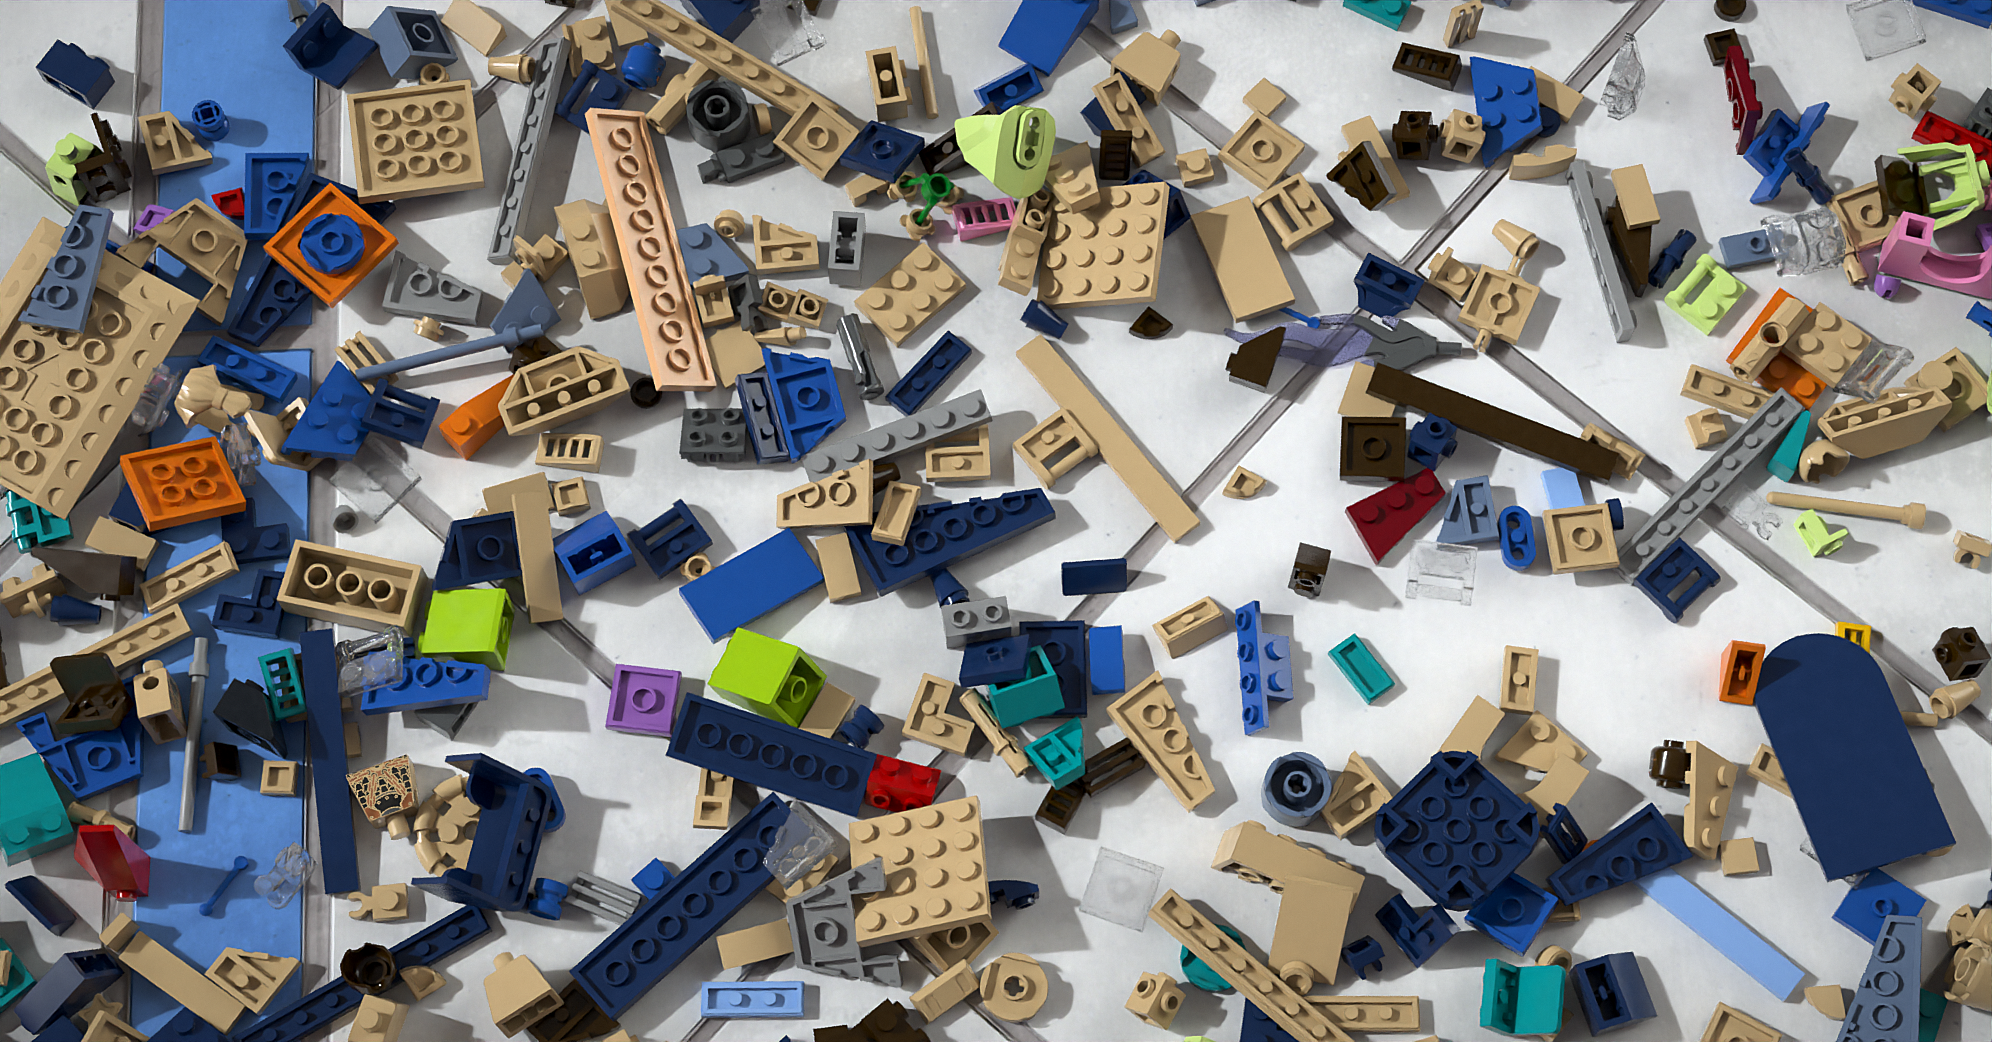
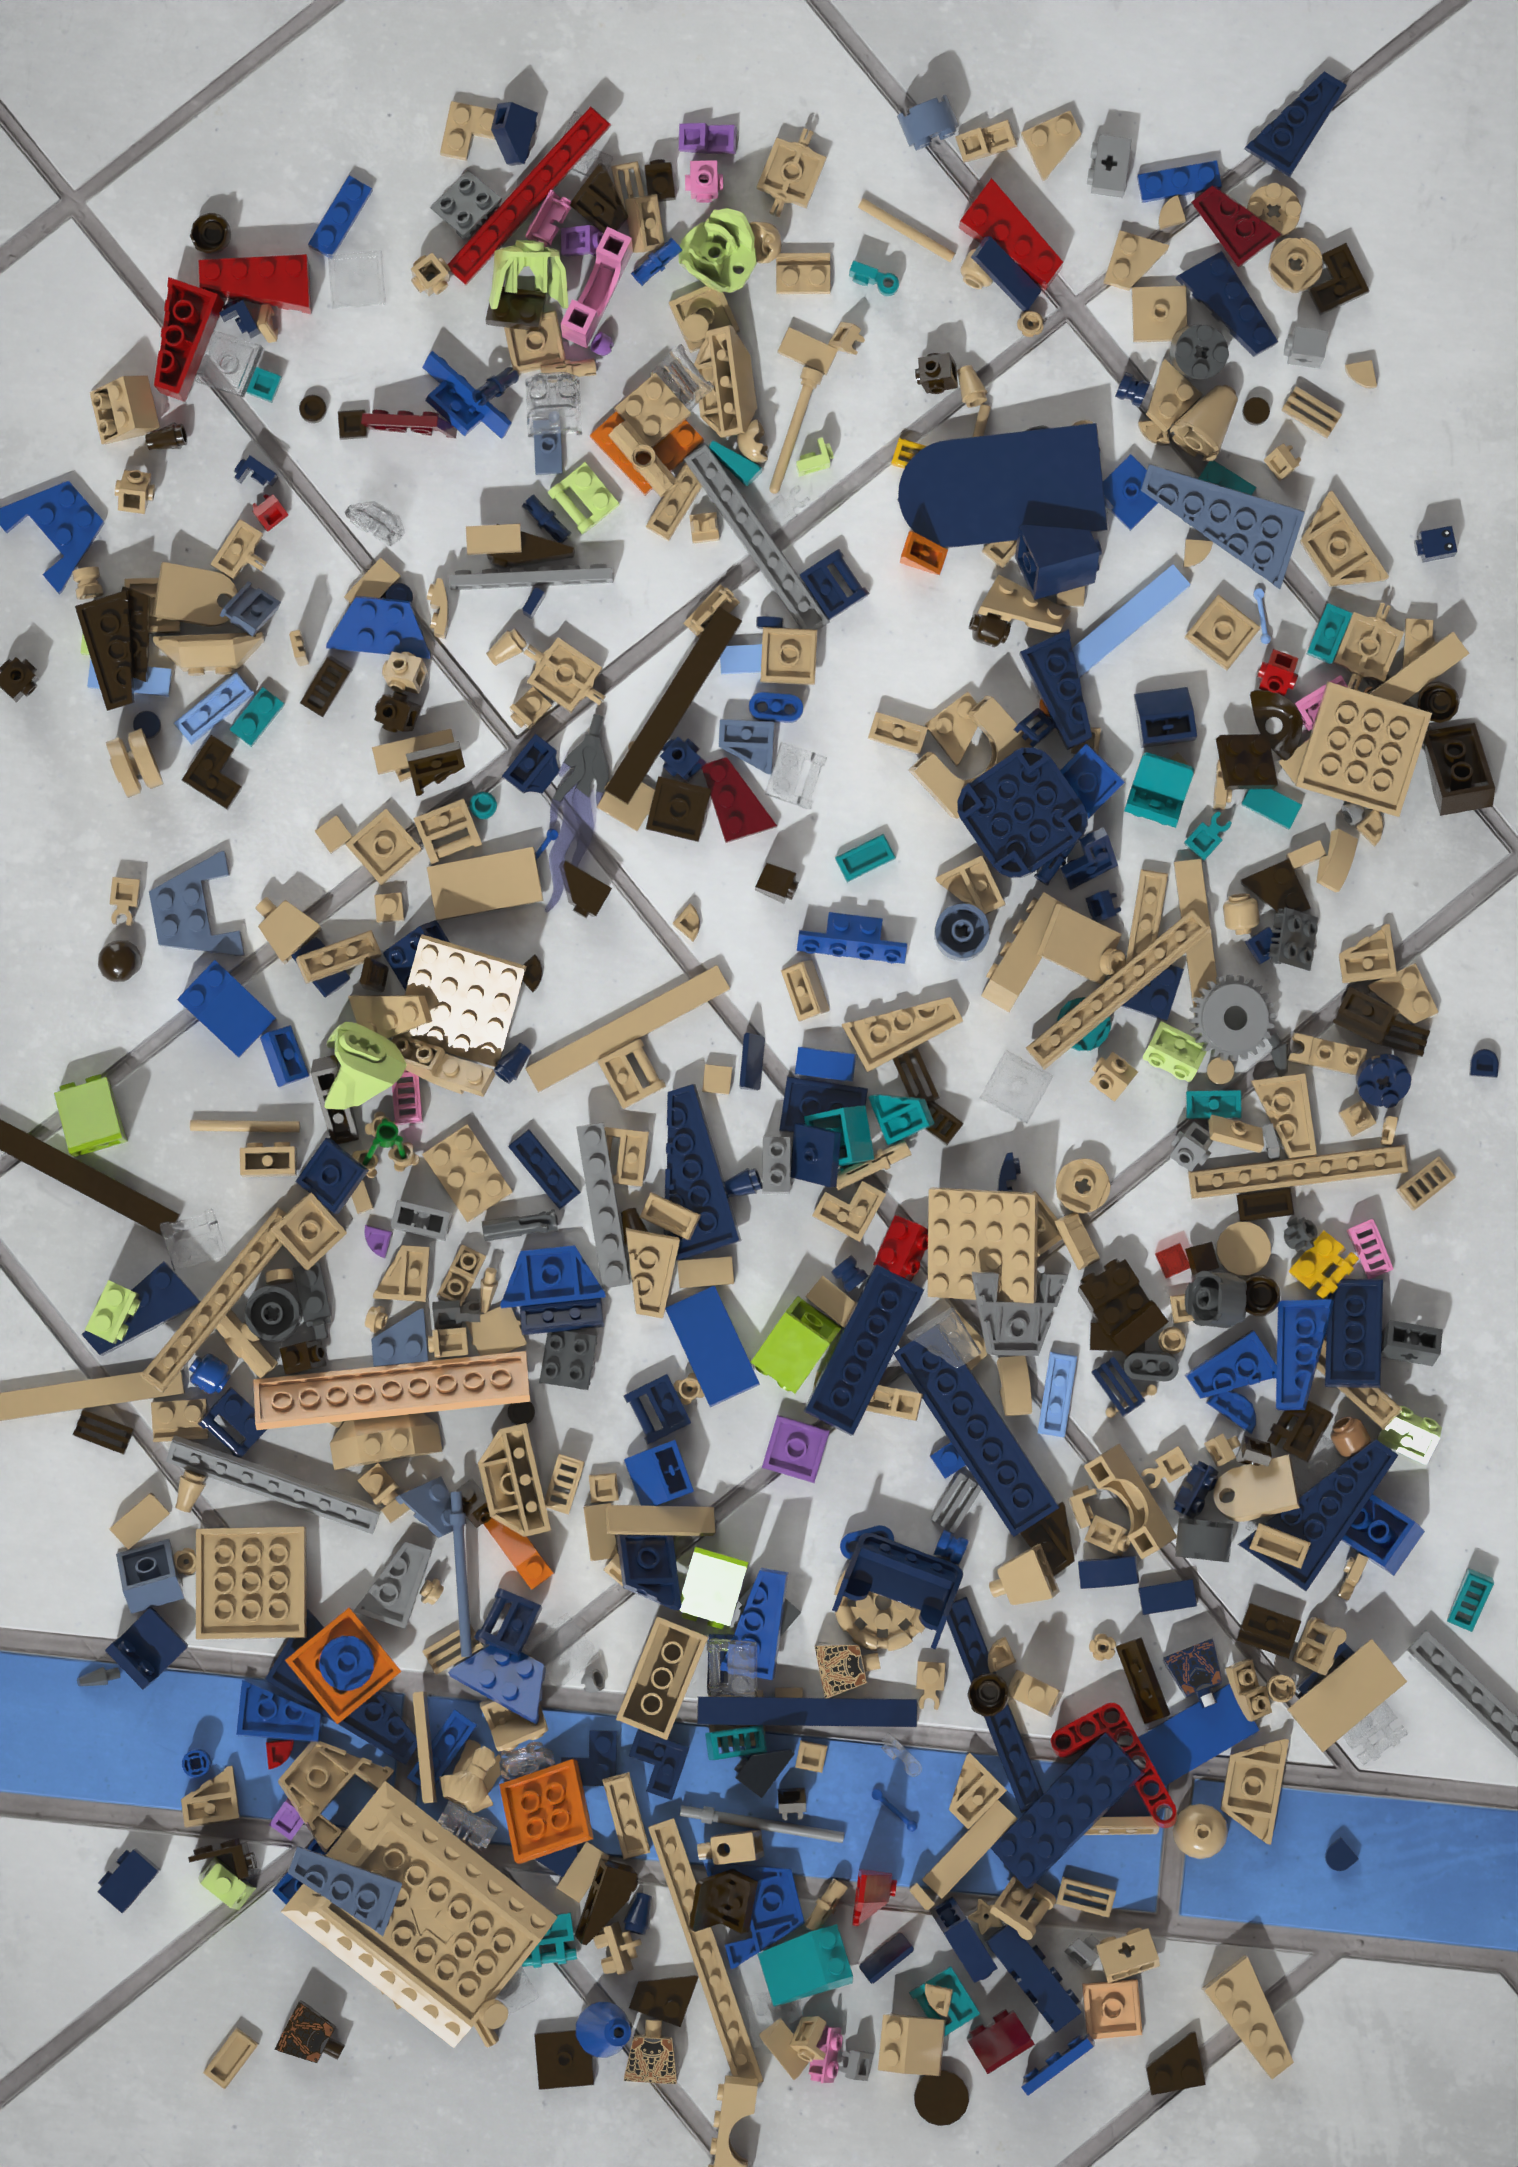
camera: 85 degrees left, 15 degrees up
(245, 343) = (424, 1747): none -> tan tile
(677, 158) = (303, 1356): none -> dark brown bracket
(819, 215) = (377, 1240): none -> medium lavender tile
(1066, 544) = (717, 1079): none -> tan tile
(1330, 244) = (483, 805): none -> teal plate
(1398, 884) = (1045, 873): none -> dark blue pin
(1554, 956) = (1130, 757): tan tile -> none
(1573, 258) = (533, 602): none -> dark blue tile
(1776, 827) = (1056, 558): none -> dark blue slope
(1943, 508) = (807, 351): none -> tan tile

